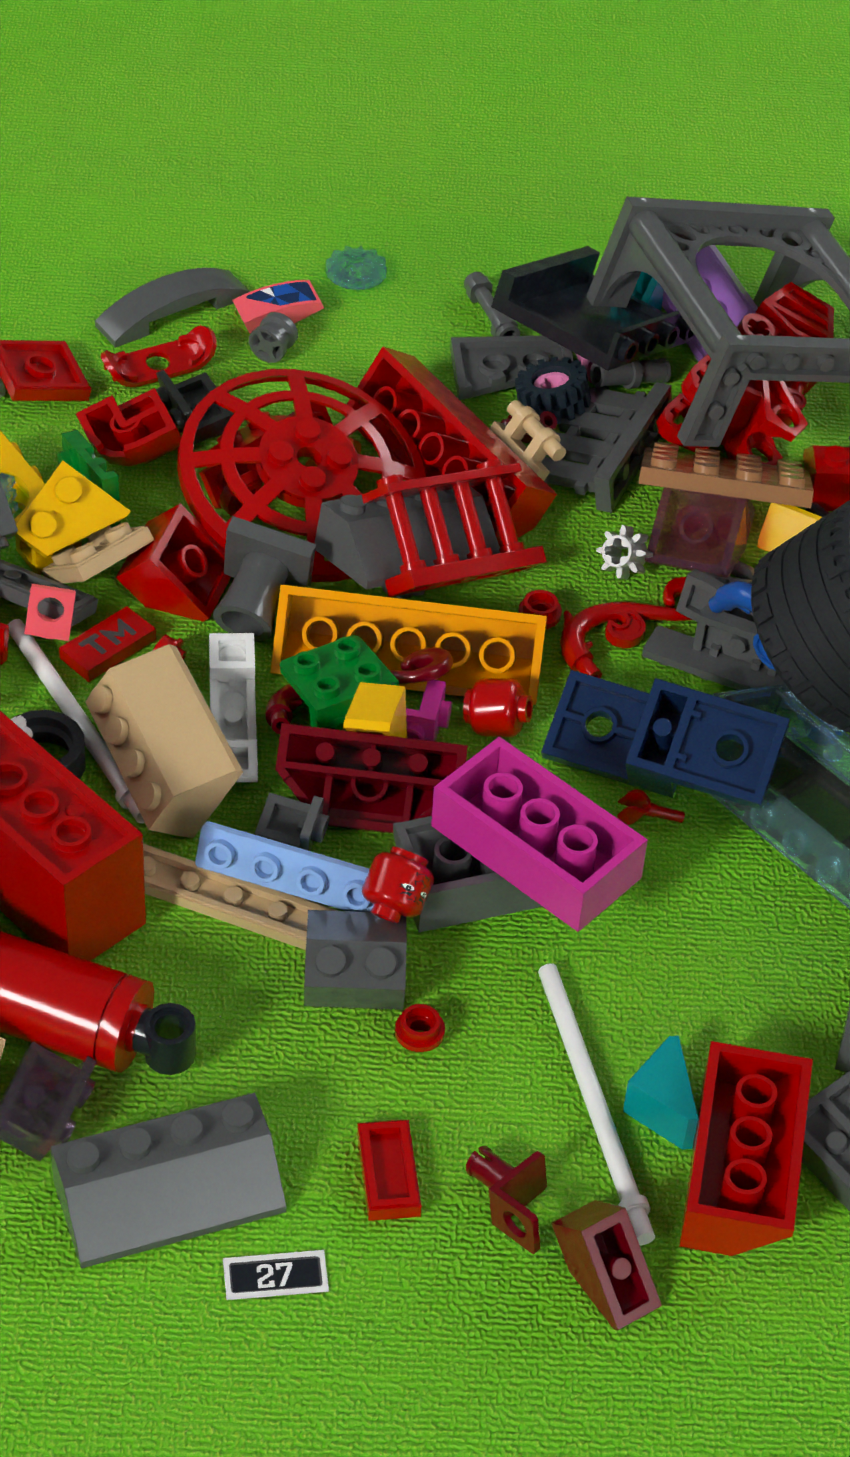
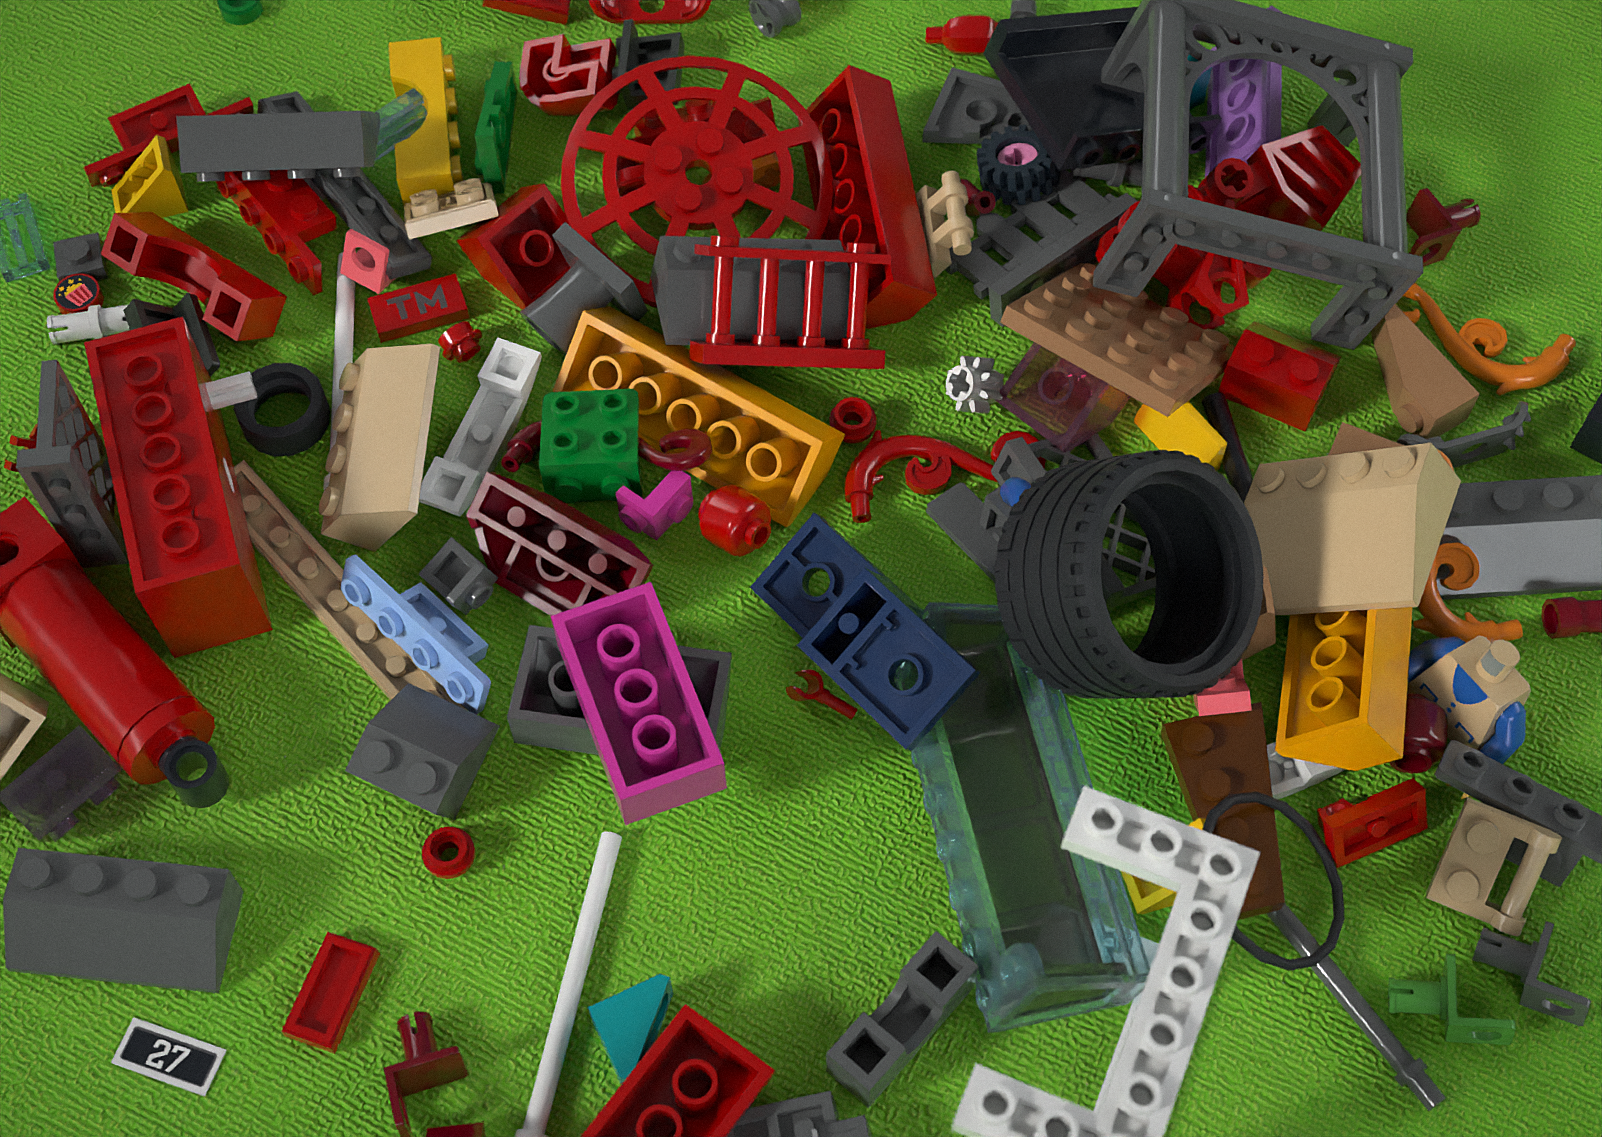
camera: 30 degrees right, 15 degrees up
(67, 512) = (432, 157): yellow wing -> none
(378, 710) = (587, 496): yellow slope -> none
(397, 884) = (483, 699): red head -> none
(445, 313) = (963, 34): none -> red plant

